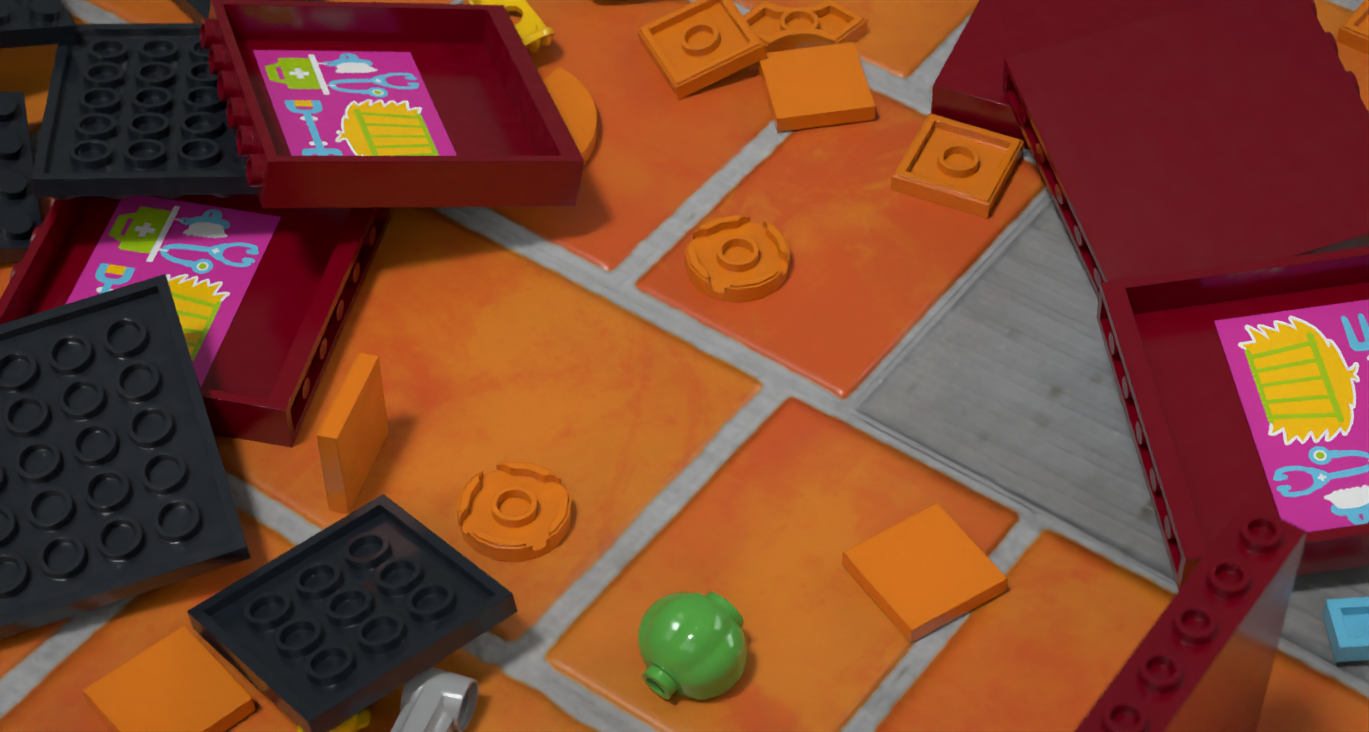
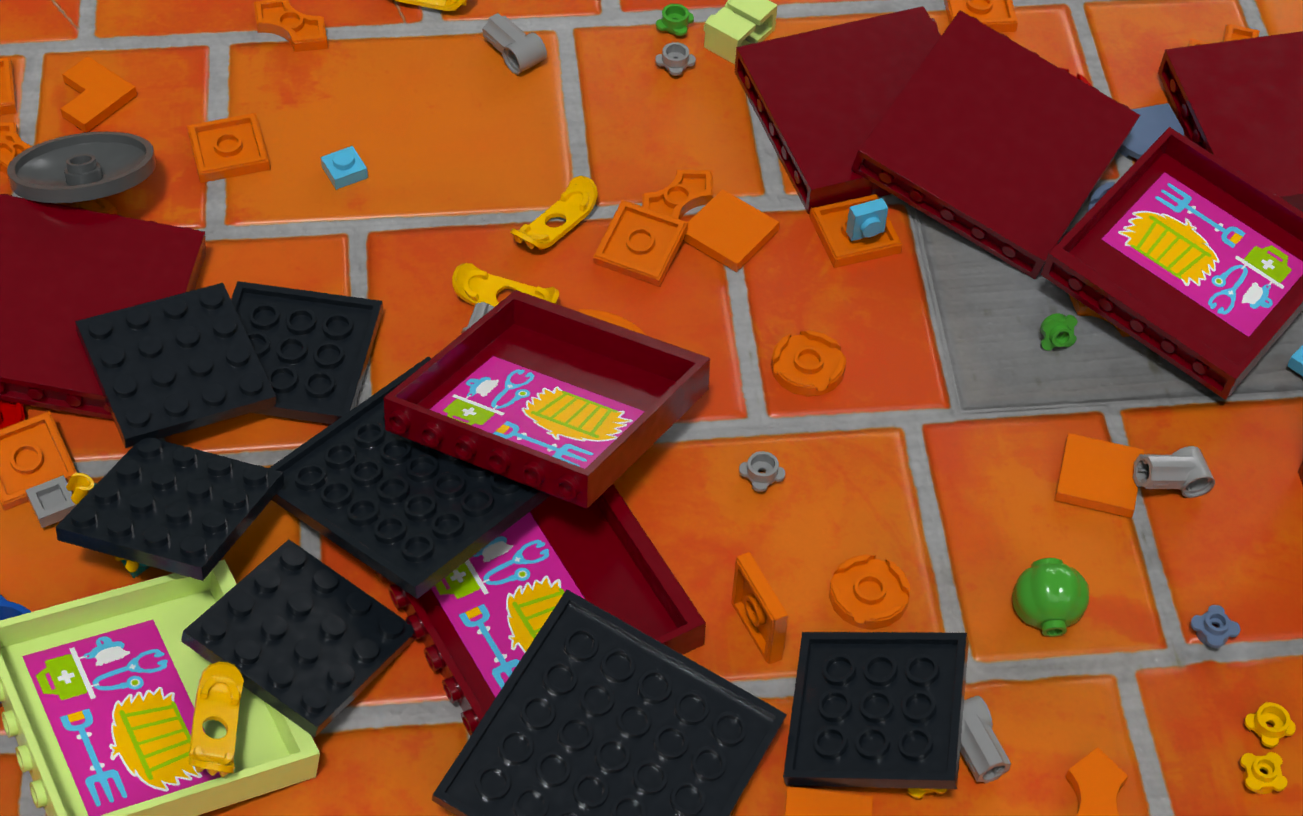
camera: 45 degrees left, 5 degrees up
(551, 324) = (763, 462): none -> light grey plate
(962, 149) = (867, 219): none -> medium azure plate
(1023, 630) = (1182, 470): none -> light grey piece
(1066, 385) = (1058, 331): none -> bright green plate

